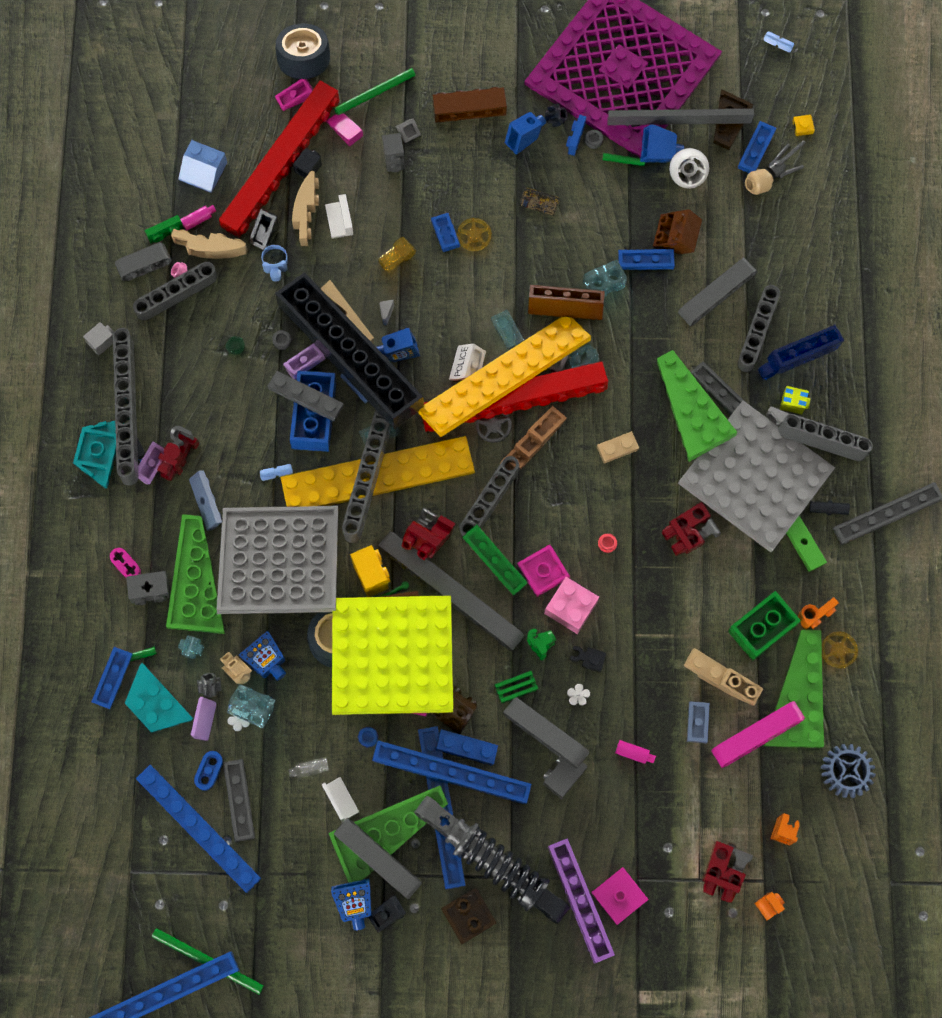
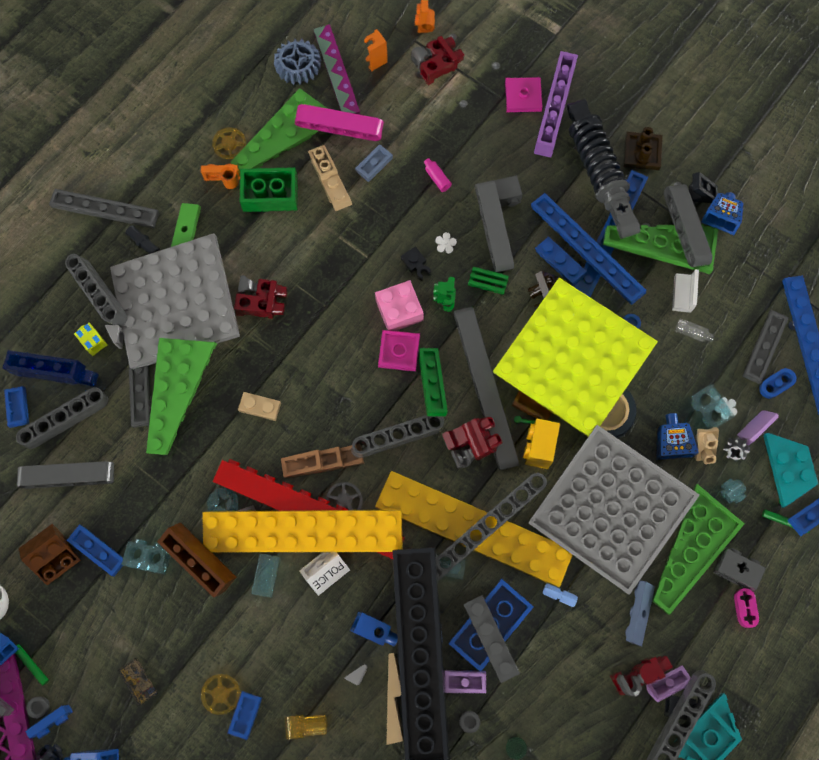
camera: 140 degrees left, 0 degrees up
(607, 543) = (331, 336): coral plate -> none
(802, 312) = (16, 406): none -> blue plate
(807, 791) = (336, 70): none -> tile

